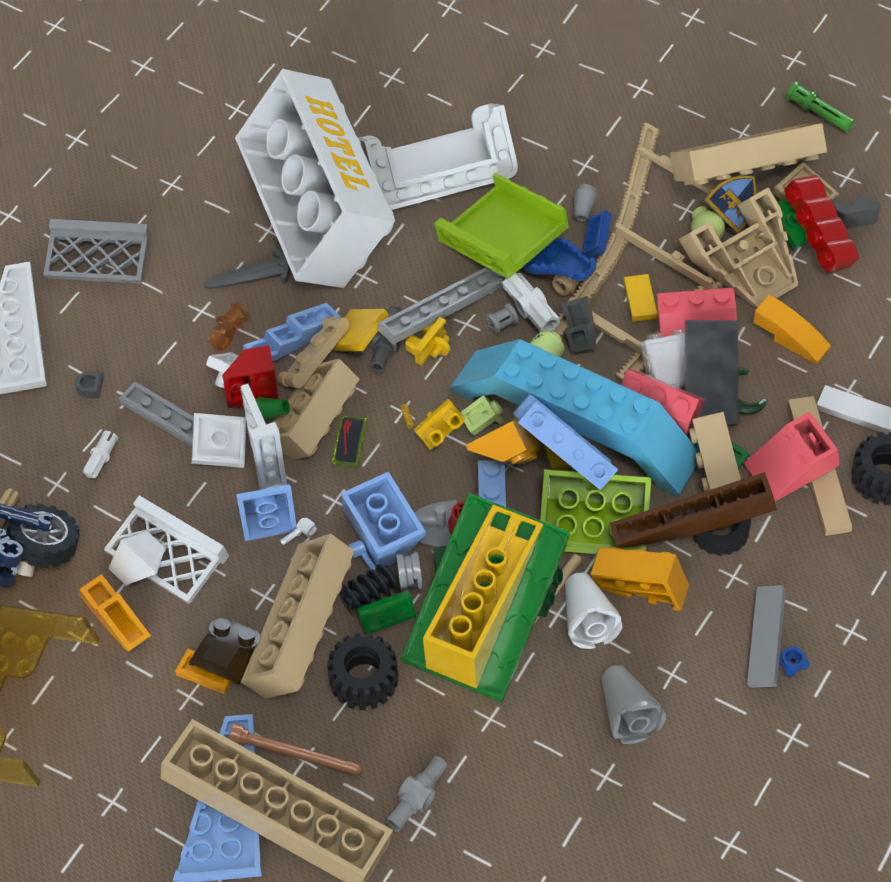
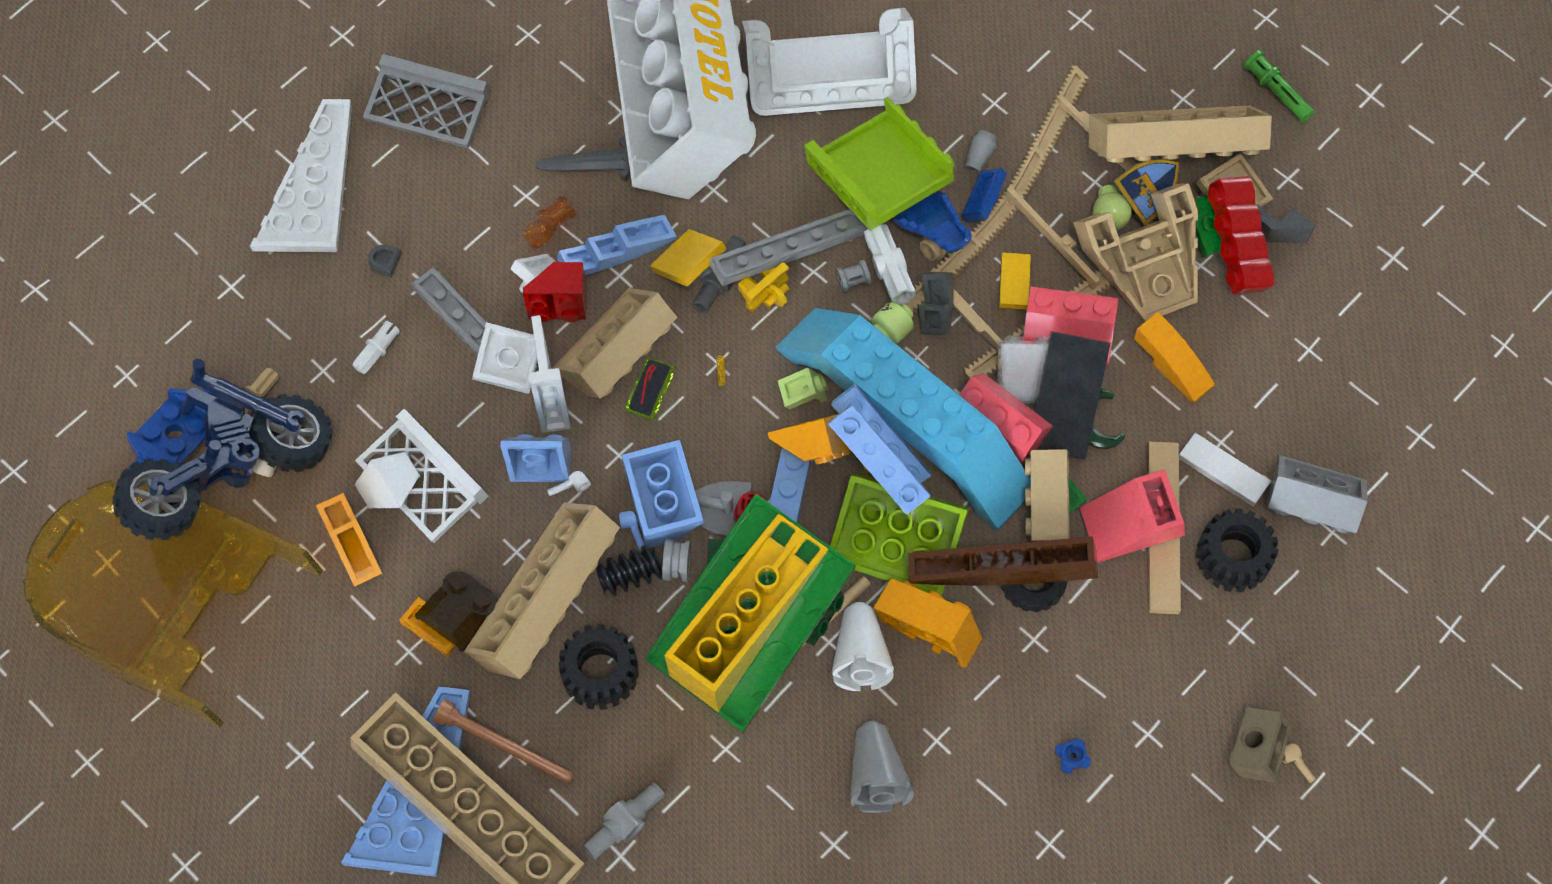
camera: 10 degrees right, 10 degrees up
(272, 408) = (567, 332): green cone -> none
(315, 352) = (636, 275): tan plate -> none
(386, 612) = (641, 602): green plate -> none
(439, 424) = (752, 391): yellow hips -> none
(766, 636) = (1051, 721): light grey tile -> none

